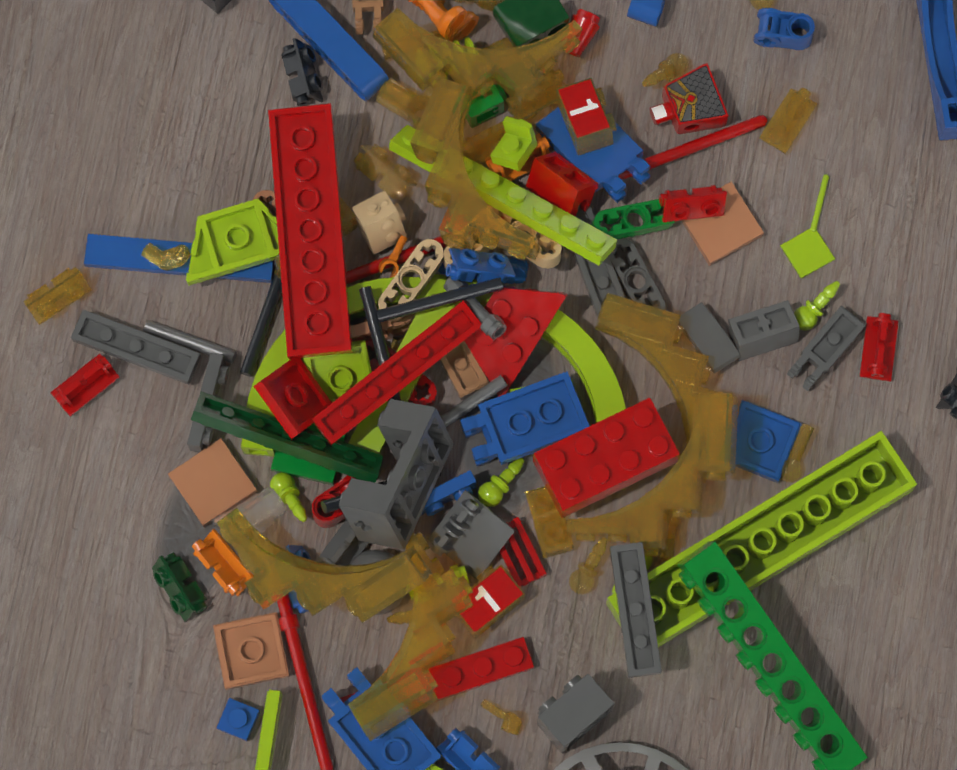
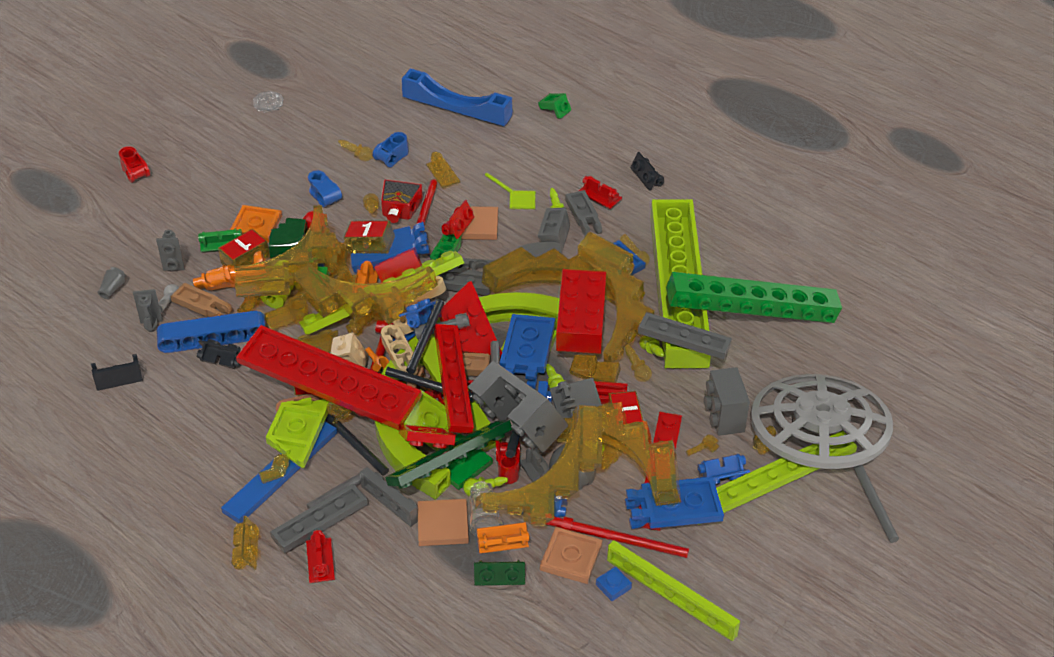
camera: 60 degrees left, 30 degrees down
(515, 145) = (358, 268): lime bracket -> none

